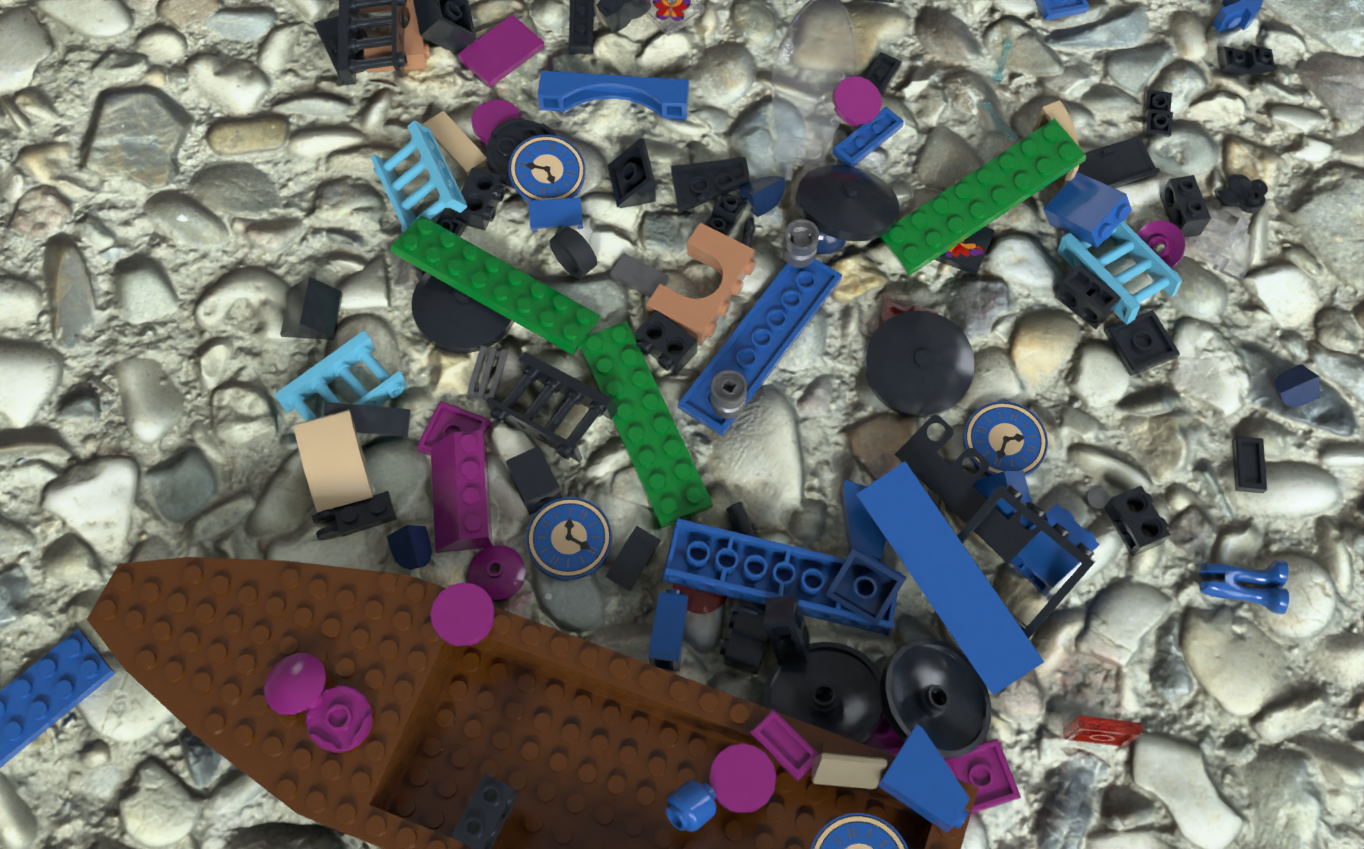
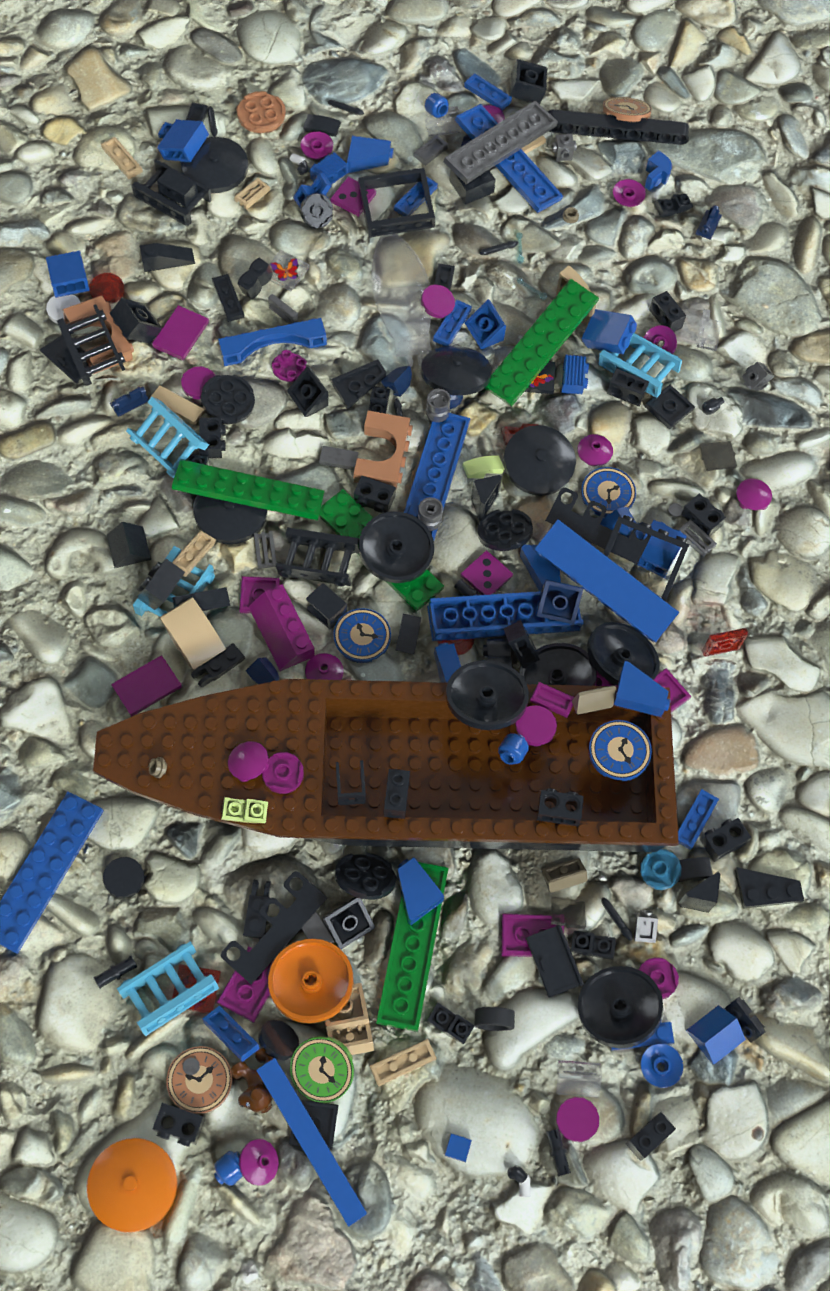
camera: 25 degrees left, 0 degrees up
(94, 782) = (123, 877): none -> black tile
(169, 648) = (157, 767): none -> dark tan plate
(248, 513) = (146, 685): none -> magenta tile
(259, 758) = (244, 810): none -> yellowish green slope
(313, 377) = (160, 584): none -> black brick
(385, 348) = (194, 552): none -> tan tile
(393, 122) = (130, 401): none -> dark blue hinge
(406, 769) = (344, 798): none -> black piece
(463, 614) = (331, 689): magenta tile -> none
(546, 169) = (249, 405): tile -> none
(555, 213) = (267, 432): blue hinge -> none
(573, 252) = (291, 454): black tyre -> none
(621, 131) = (288, 366): none -> magenta dish
(644, 55) = (282, 309): none -> flat silver tile
(661, 427) = (396, 547): none -> black dish
(683, 705) = (487, 695): none -> black dish
(781, 507) = (486, 574): none -> magenta tile
(821, 390) = (484, 494): none -> black slope
(830, 450) = (505, 530): none -> black tile
(831, 347) = (480, 466): none -> yellowish green slope
(914, 153) = (486, 326): none -> blue slope
(990, 53) = (509, 245): none -> black piece
(1004, 382) = (592, 455): none -> magenta dish
(1014, 256) = (574, 374): none -> blue brick
(1091, 36) = (570, 215): none -> dark tan plate
(1112, 567) = (695, 541): none -> flat silver tile
(1122, 164) = (619, 295): black door -> none
(1157, 113) = (629, 255): black slope -> none
(1186, 26) = (629, 193): none -> magenta dish
(1191, 437) = (718, 456): none -> clear smoke piece
(1207, 360) = (712, 405): none -> black cylinder
(1227, 512) = (754, 494): none -> magenta dish
(1244, 193) = (700, 293): black plate -> none
(1249, 464) = (757, 462): black tile -> none
(1273, 577) = (792, 525): blue piece -> none
(1291, 98) = (709, 222): none -> dark blue hinge
(1291, 337) = (757, 376): none -> flat silver brick
(1298, 386) = (770, 405): dark blue brick -> none

